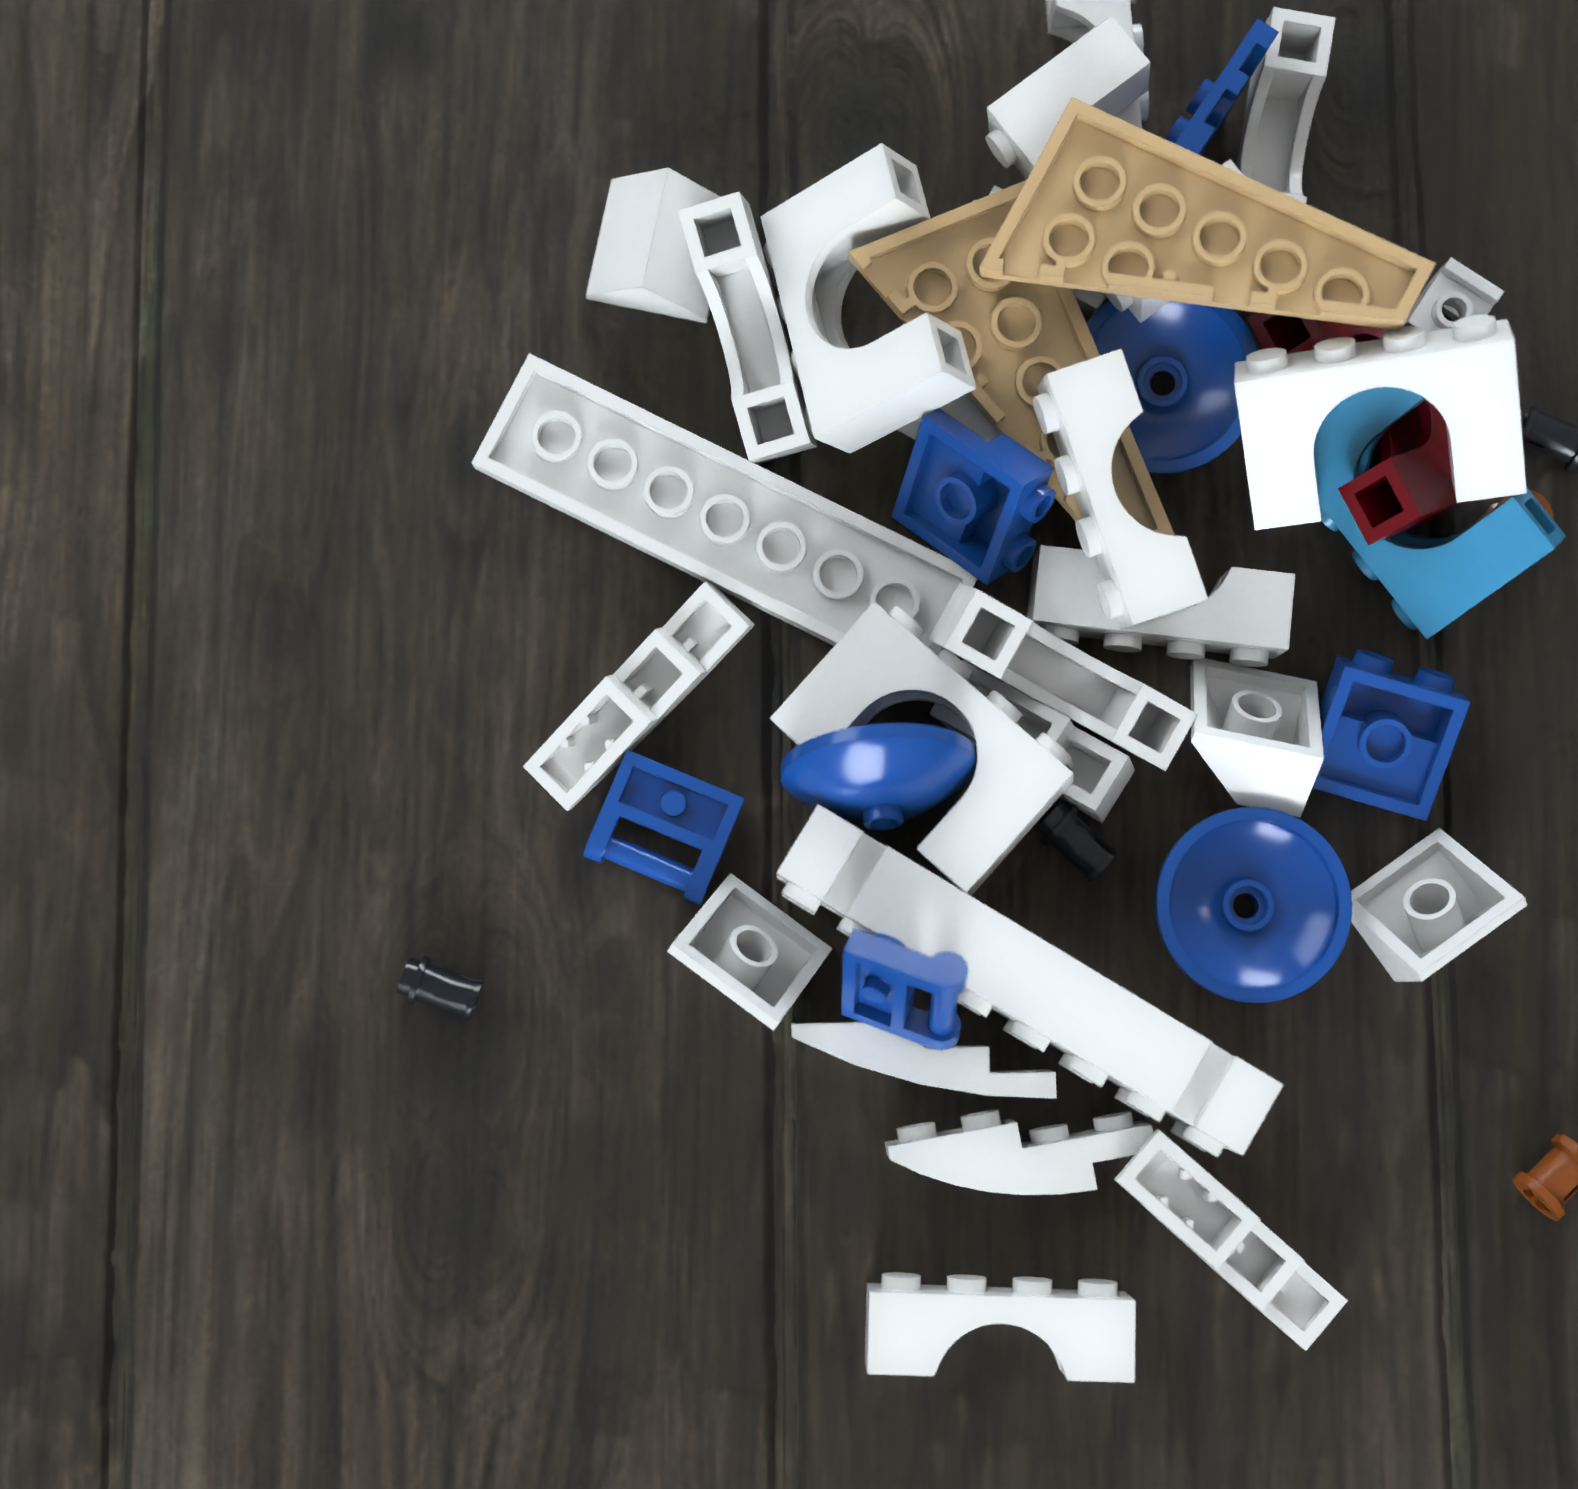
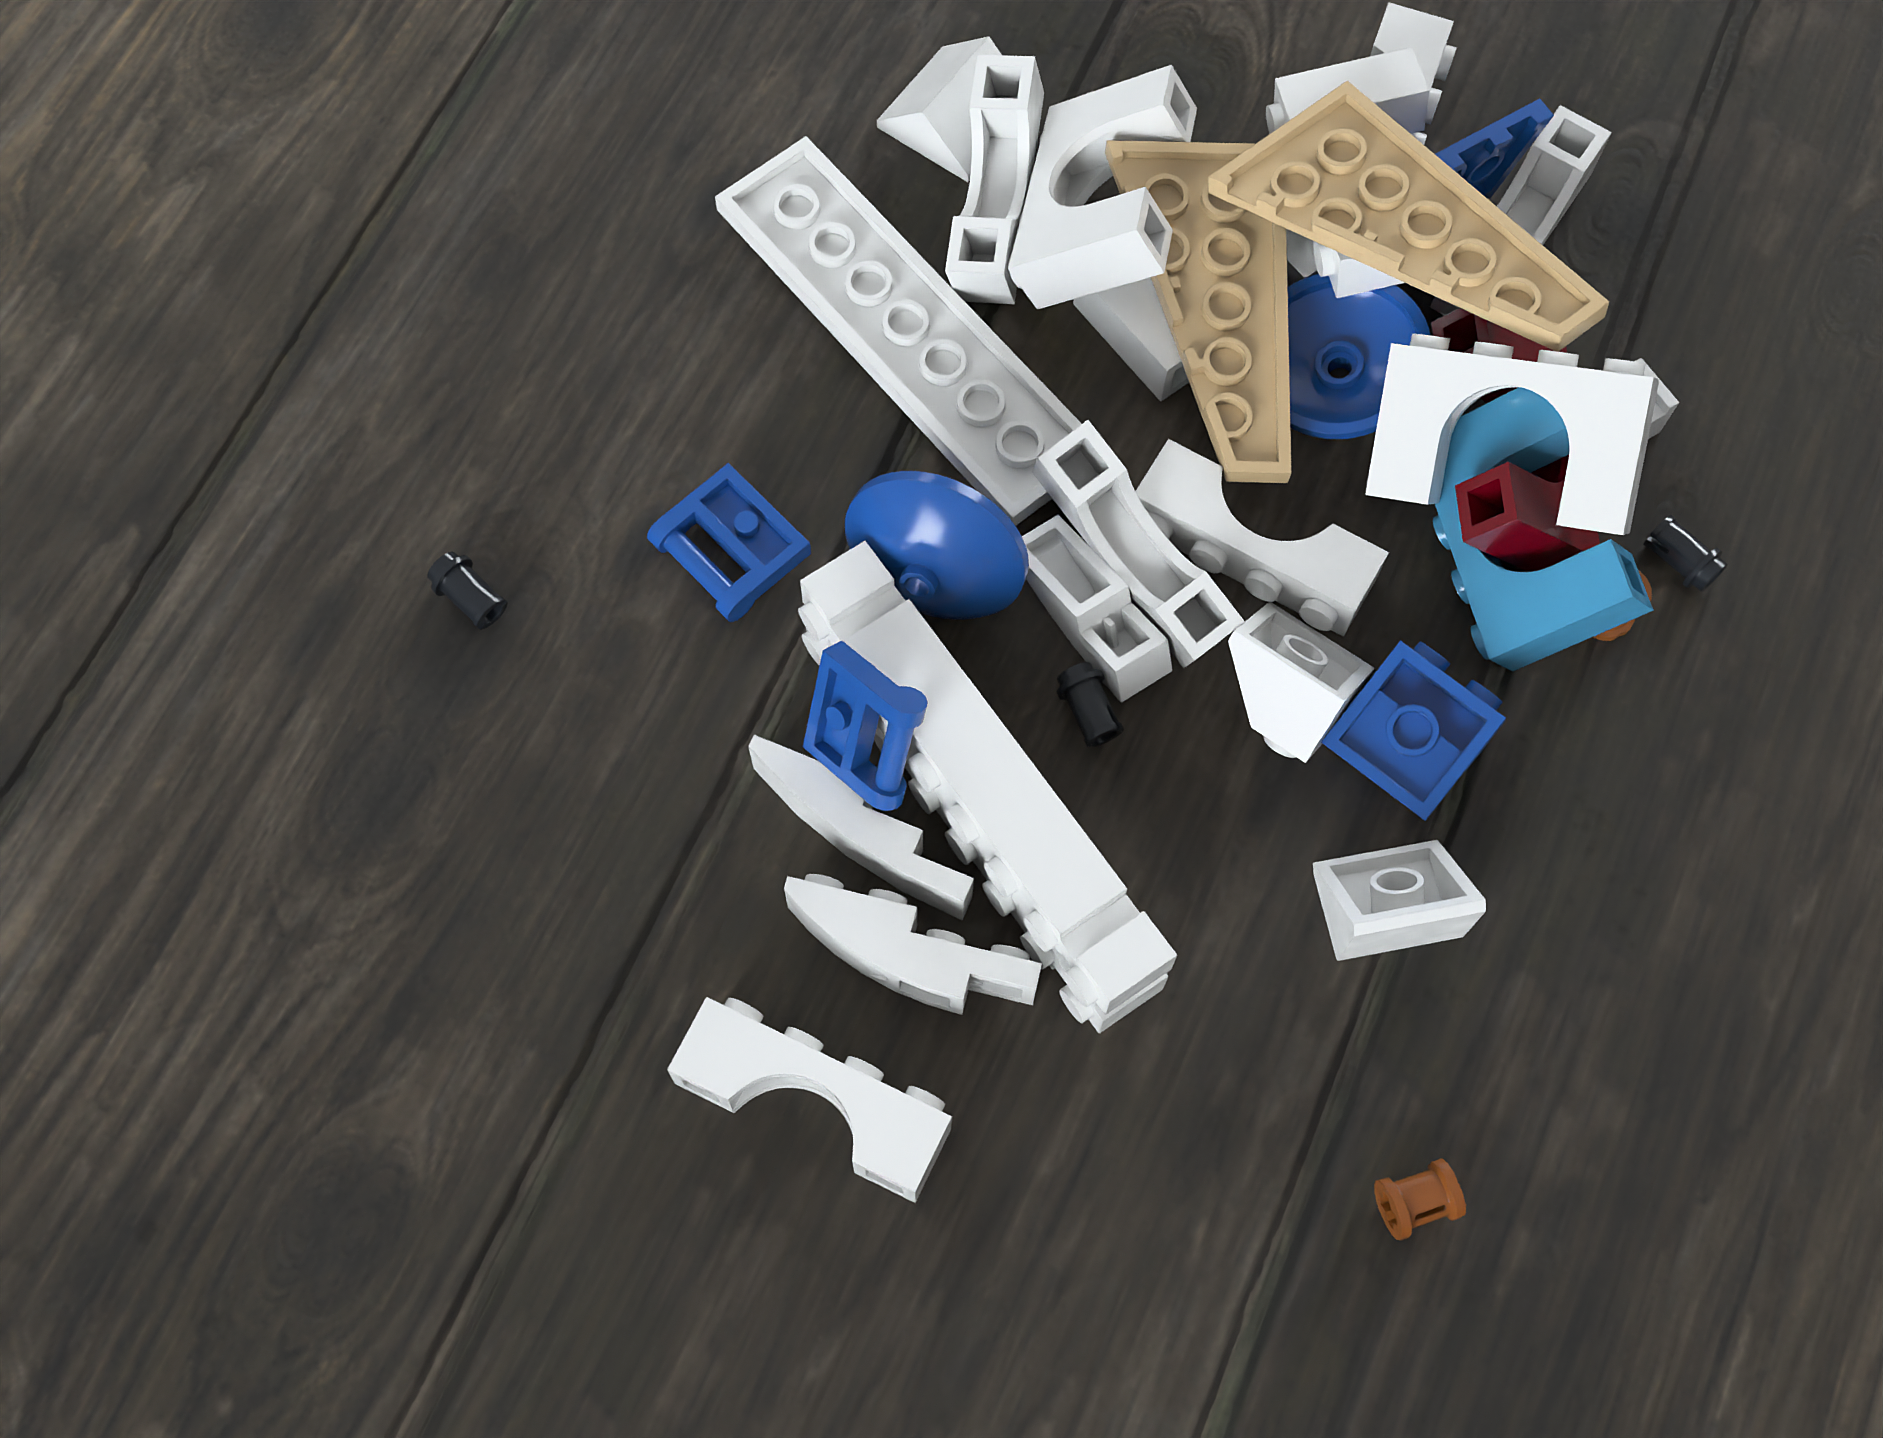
camera: 25 degrees right, 15 degrees down
(638, 695) = (762, 430): white slope -> none
(750, 951) = (746, 671): white slope -> none
(973, 496) = (1127, 375): blue plate -> none
(1014, 775) = (1052, 599): white arch -> none
(1140, 569) = (1250, 475): white arch -> none
(1230, 1239) = (1071, 1109): white slope -> none
(1296, 897) = (1232, 777): blue dish -> none

